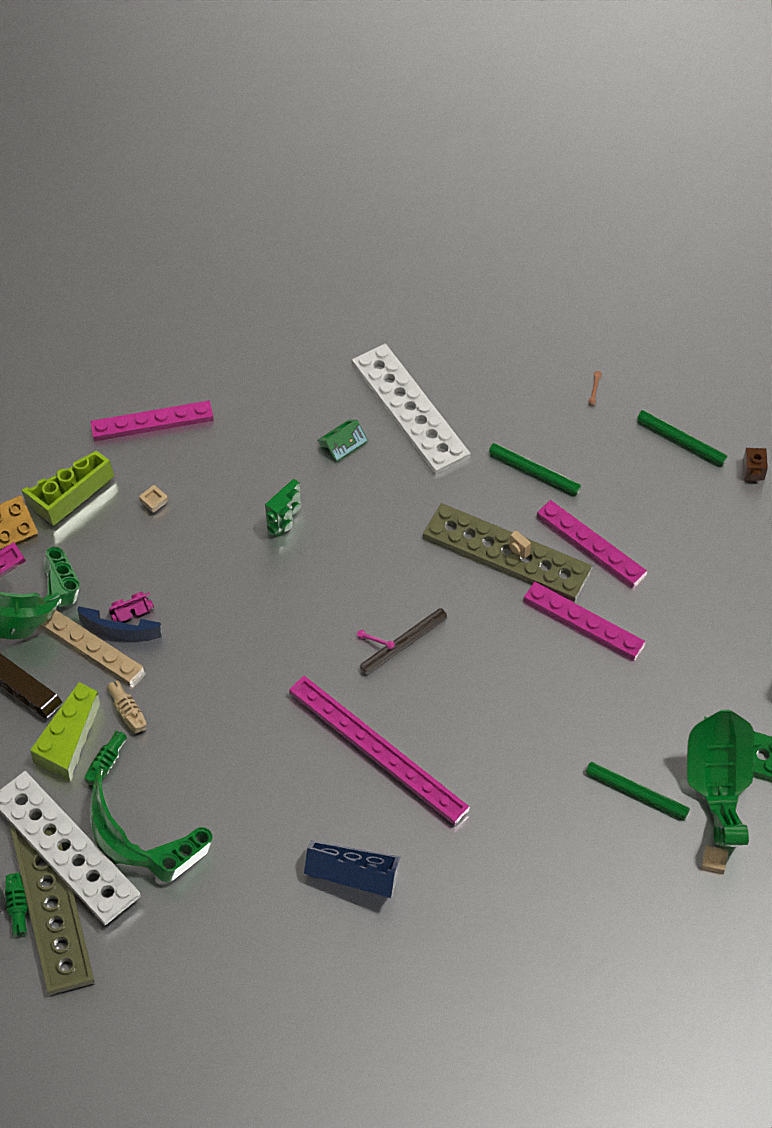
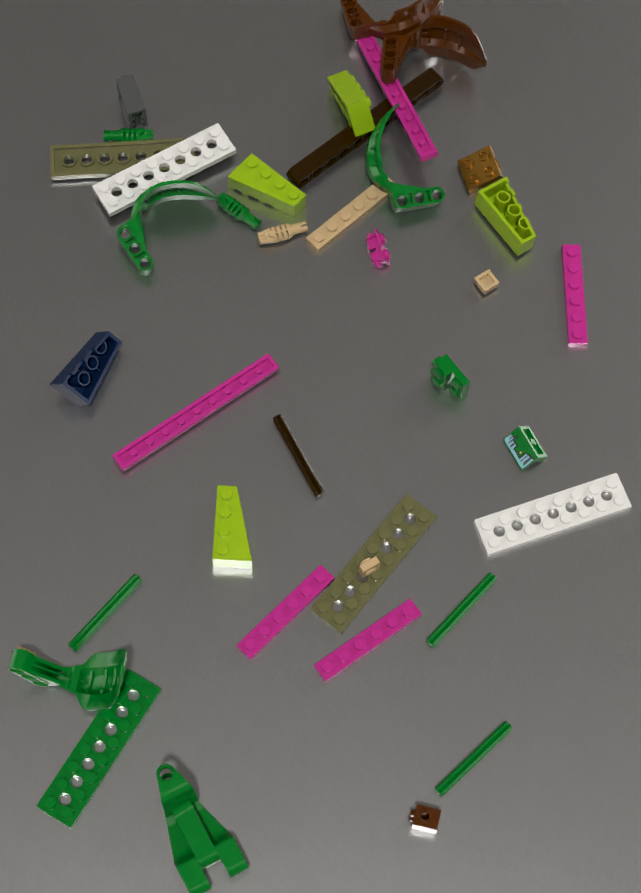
camera: 100 degrees right, 10 degrees up
(145, 631) = (368, 219): dark blue slope -> none
(361, 634) = (292, 439): dark pink hinge -> none
(511, 685) = (230, 535): none -> lime wedge
(597, 375) = (565, 698): nougat hinge -> none

